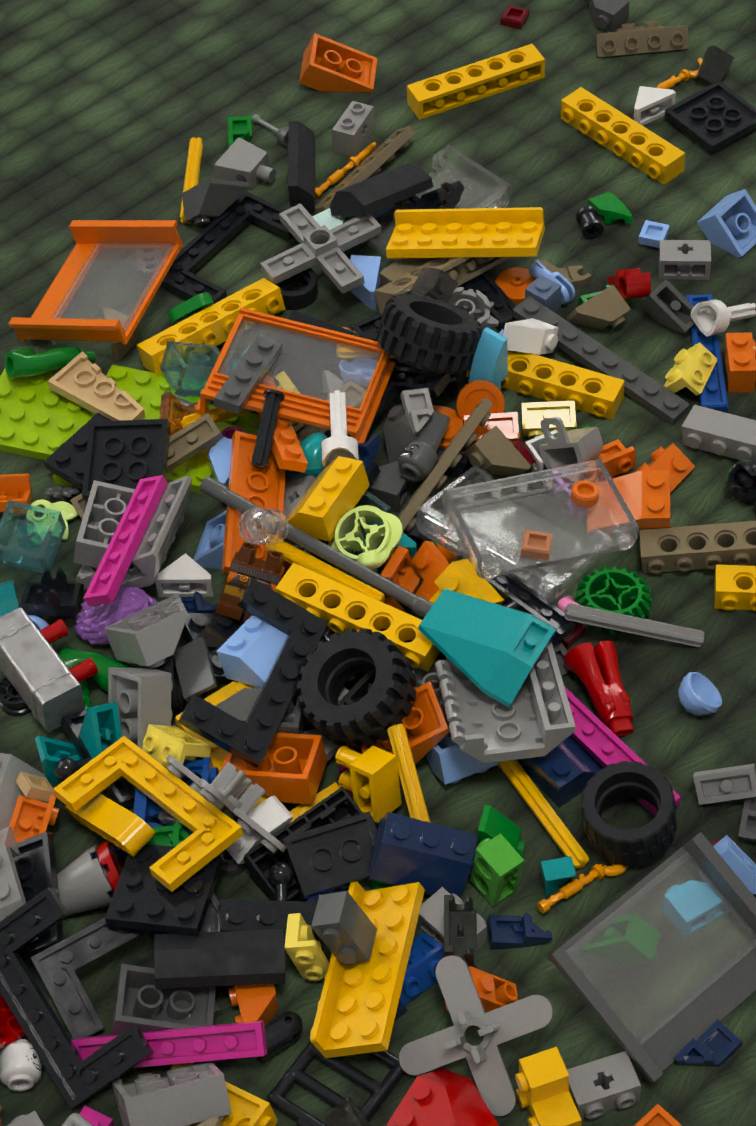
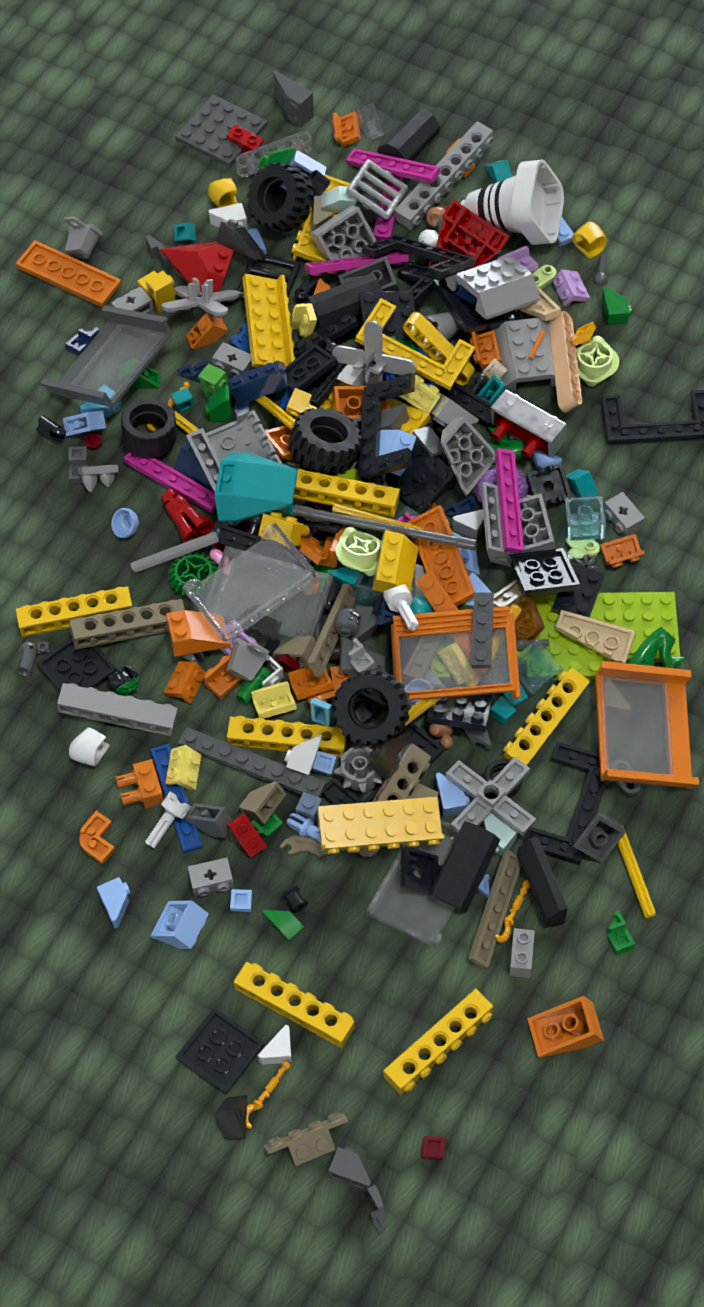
camera: 160 degrees right, 10 degrees up
(100, 728) = (469, 400): teal slope -> none
(190, 307) = (568, 730): green beam -> none
(241, 571) = (419, 500): reddish brown hips -> none
(244, 164) = (594, 891): light grey torso -> none
(263, 526) = (420, 515): clear wheel -> none
(267, 428) = (455, 611): black axle -> none
(282, 133) = (579, 938): hinge -> none
(344, 927) = (284, 319): dark grey brick -> none
(460, 930) = (224, 342): pearl dark grey hinge -> none
(536, 545) = (246, 563): nougat tile -> none
(585, 493) = (225, 616): orange tile -> none

